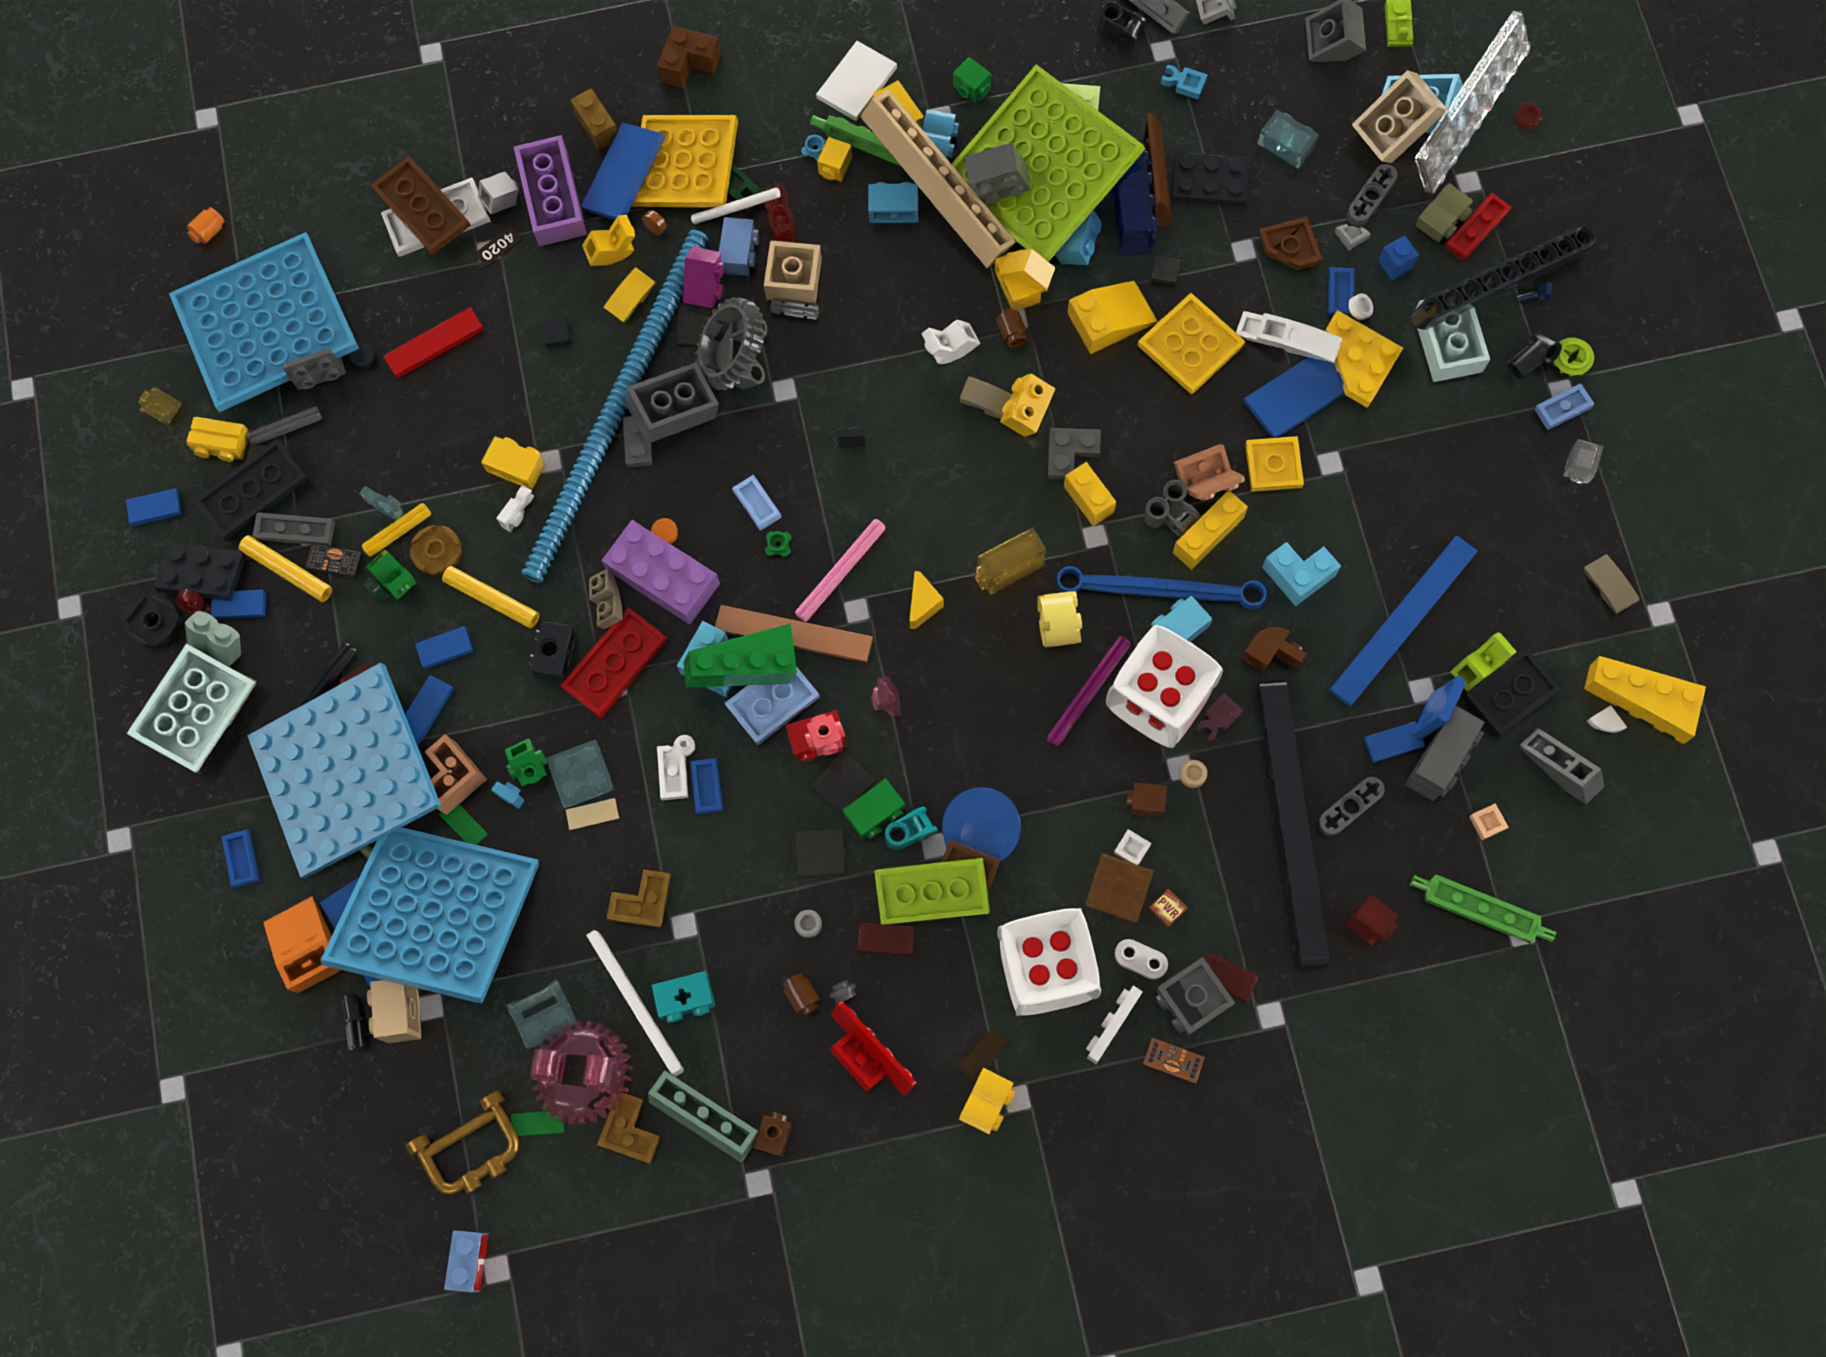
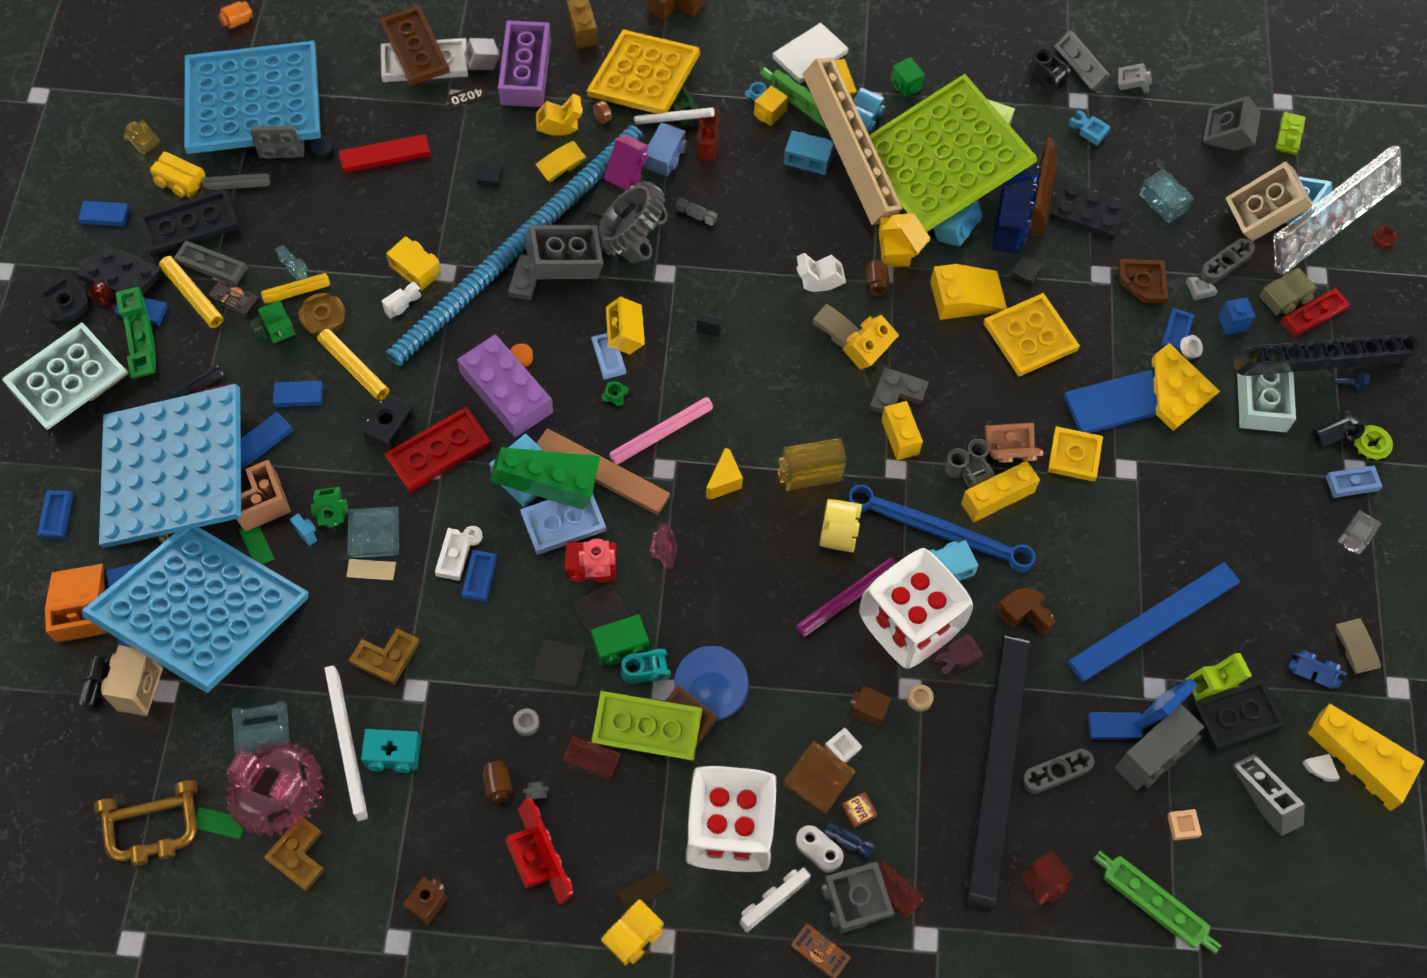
camera: 10 degrees right, 10 degrees down
(213, 638) = (107, 327): sand green brick -> none
(253, 639) = (138, 332): none -> green slope
(466, 1261) = (105, 925): medium blue brick -> none
(605, 593) = (451, 393): dark tan slope -> none
(622, 171) = (590, 65): blue tile -> none
(703, 1116) = (367, 861): sand green brick -> none
(764, 465) = (625, 325): none -> yellow brick
(793, 272) = (704, 180): tan brick -> none
(997, 173) = (904, 147): dark grey brick -> none
(1167, 942) = (849, 840): none -> dark blue axle
(1289, 335) = (1121, 350): white slope -> none
(1298, 577) = (1070, 555): medium azure brick -> none
(1587, 622) = (1326, 673): none -> blue hinge

